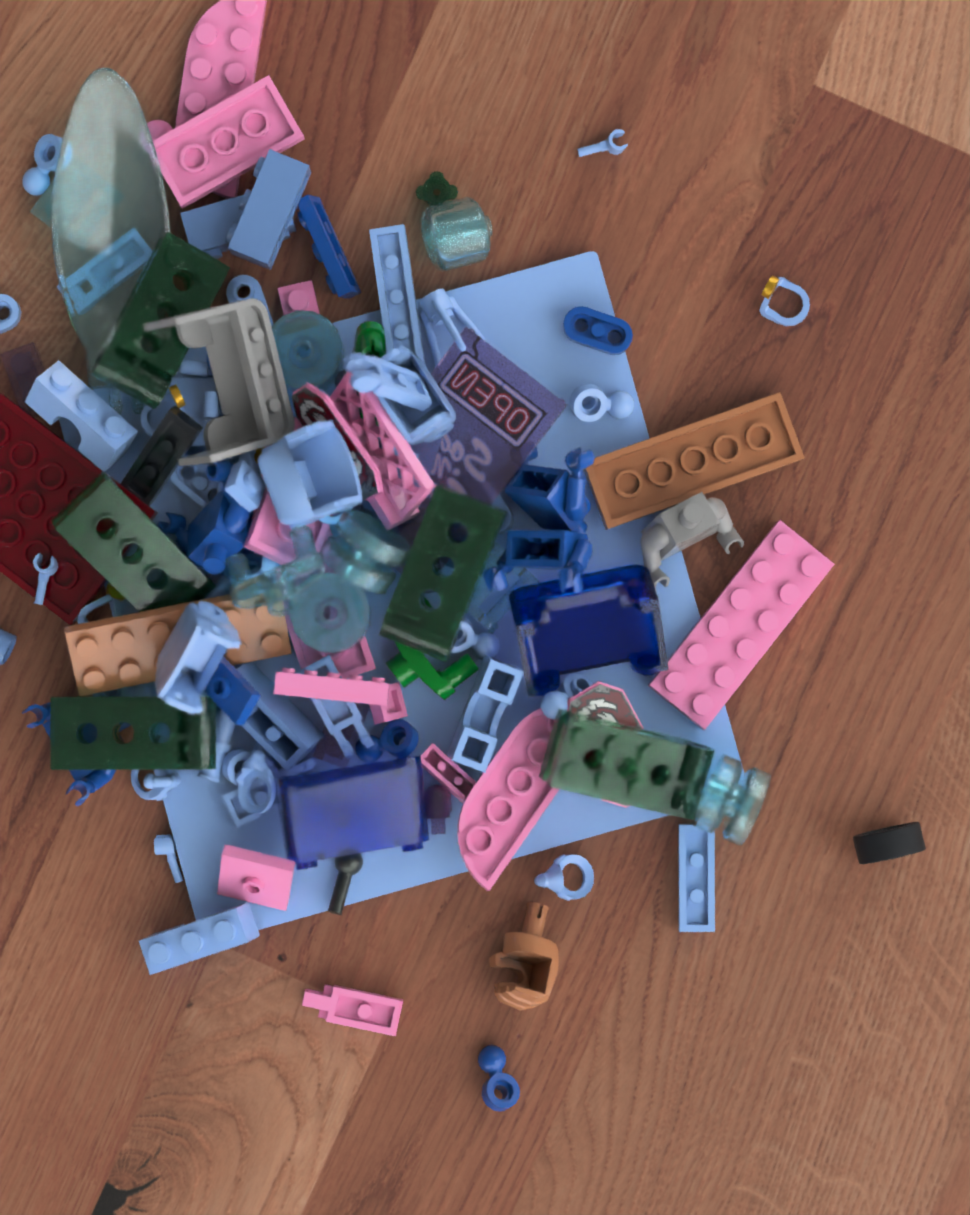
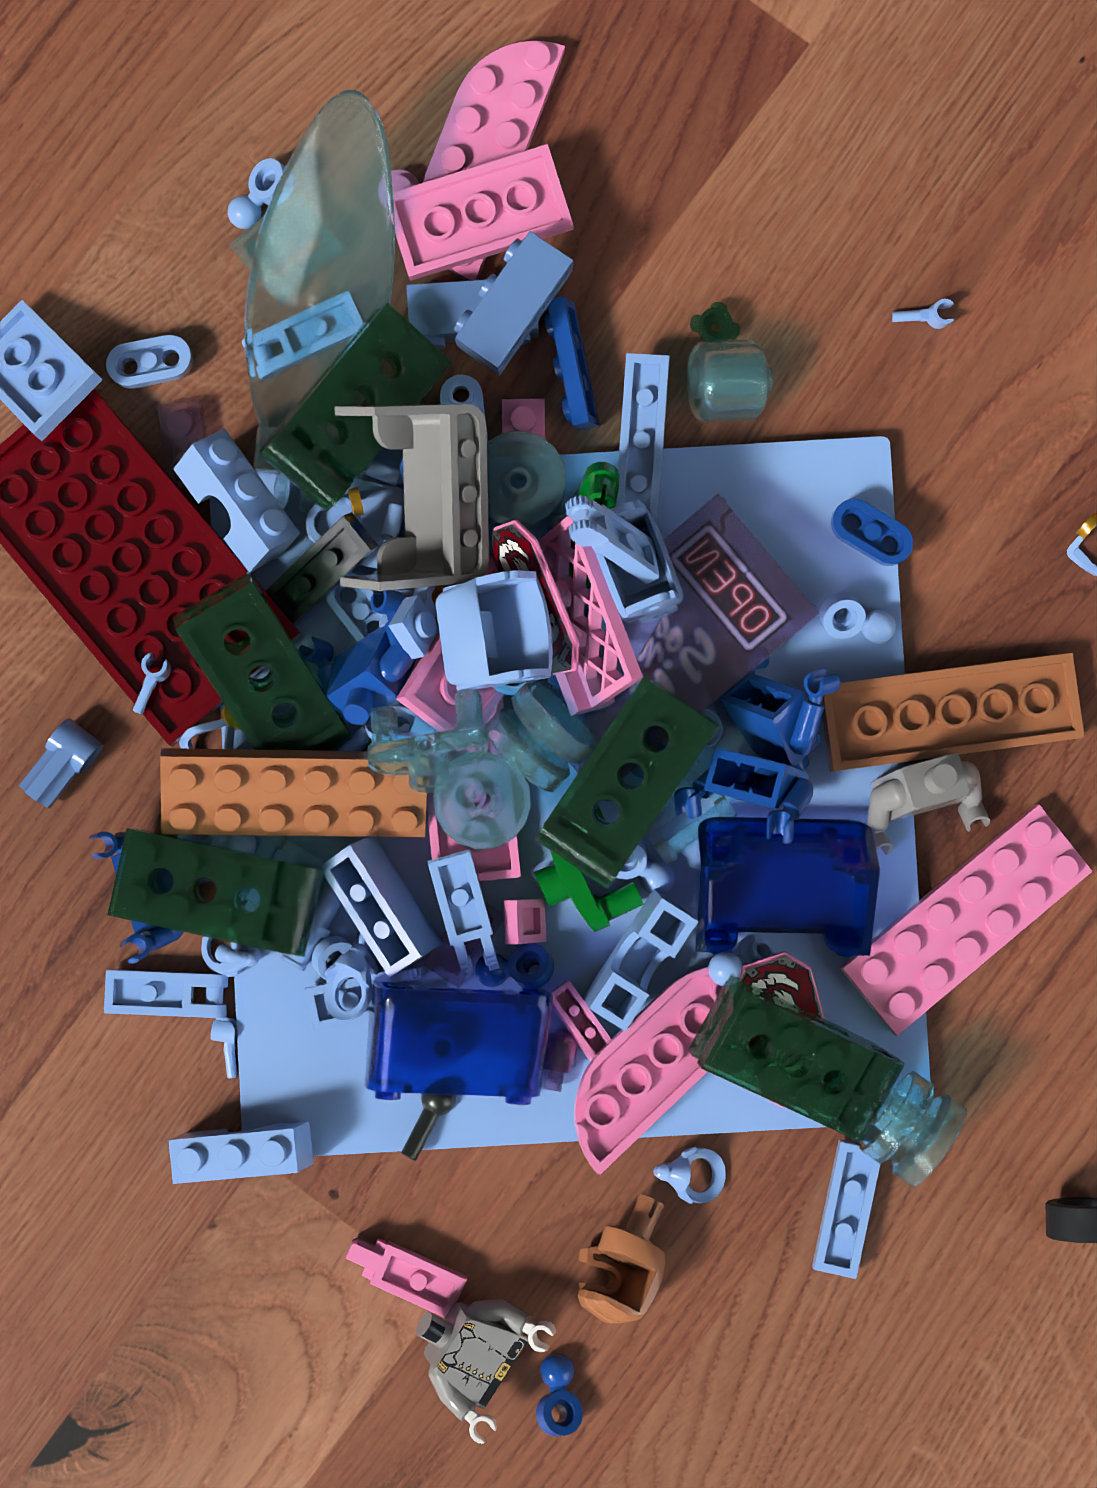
camera: 15 degrees right, 0 degrees up
(109, 825) = (164, 993): none -> light blue plate
(193, 655) = (308, 816): light blue piece -> none
(232, 692) = (340, 864): blue plate -> none
(255, 877) = (324, 1095): bright pink plate -> none
(332, 687) = (464, 889): bright pink piece -> none
(421, 1057) = (474, 1352): none -> light grey torso
(439, 308) = (690, 467): light blue plant -> none

